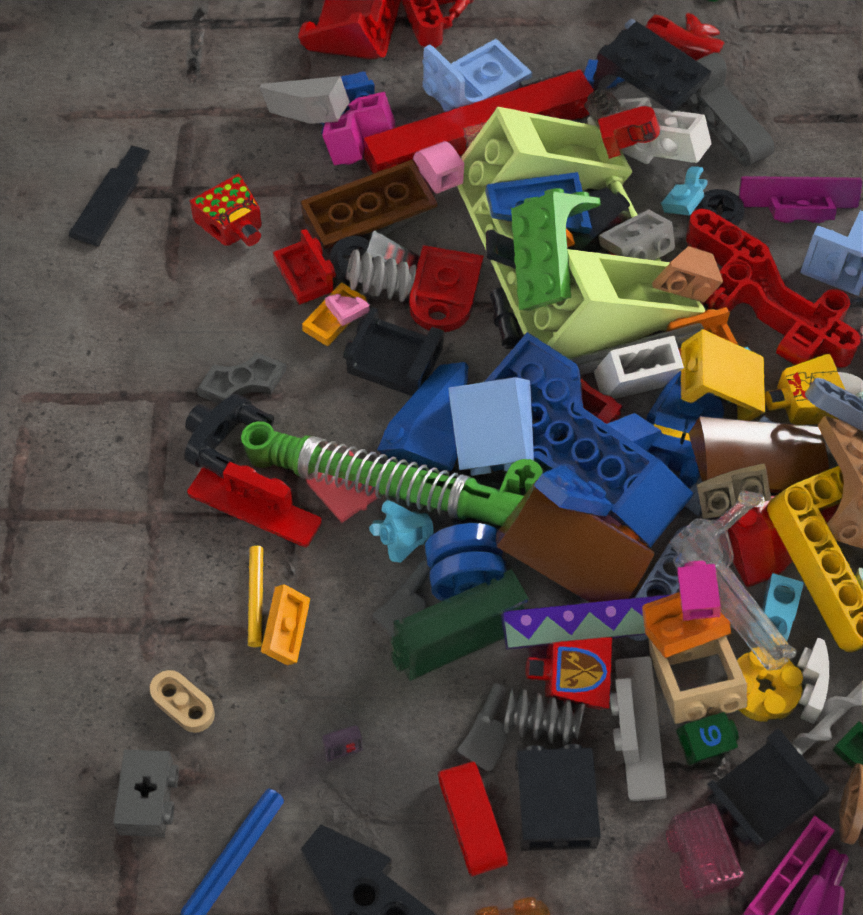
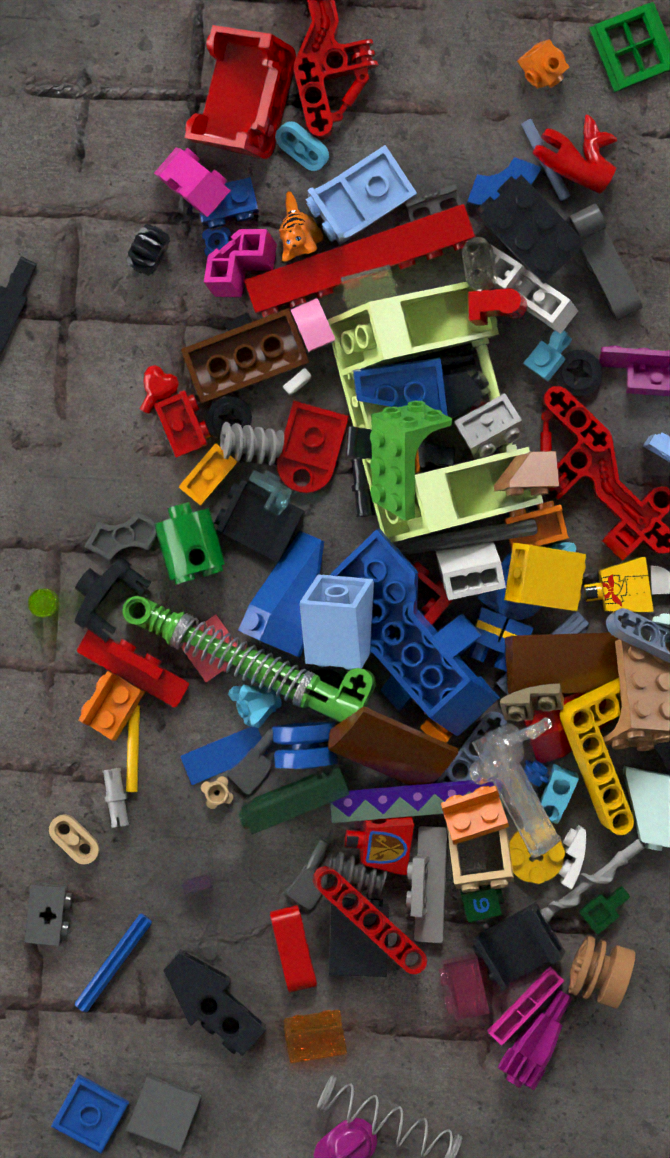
camera: 10 degrees right, 30 degrees up
(148, 443) = (39, 603): none -> clear neon green wheel
(227, 545) = (111, 705): none -> orange bracket
(228, 212) = (115, 353): red torso -> none
(235, 650) = (115, 797): none -> light grey pin
(263, 122) = (148, 249): none -> black gear
(274, 239) = (157, 386): none -> red rock
(285, 625) = (156, 780): light orange plate -> none
(306, 60) = (192, 180): none -> dark pink brick
(307, 100) = (199, 234): light grey slope -> none
(317, 370) = (186, 533): none -> green cylinder
(346, 308) = (218, 475): bright pink tile -> none
(361, 600) = (220, 755): none -> blue sticker
(361, 628) = (212, 799): none -> tan plate
(388, 249) = (265, 410): sticker -> none
(407, 316) = (279, 494): none -> clear light blue bracket
(415, 45) = (303, 147): none -> medium azure plate
(415, 103) = (298, 231): none -> orange animal
(425, 227) = (297, 382): none -> white tile
(572, 492) = (392, 710): blue wing -> none
(590, 756) = (376, 932): none -> red beam
(698, 591) = (484, 804): dark pink brick -> none
(753, 585) = (536, 772): none -> blue plate

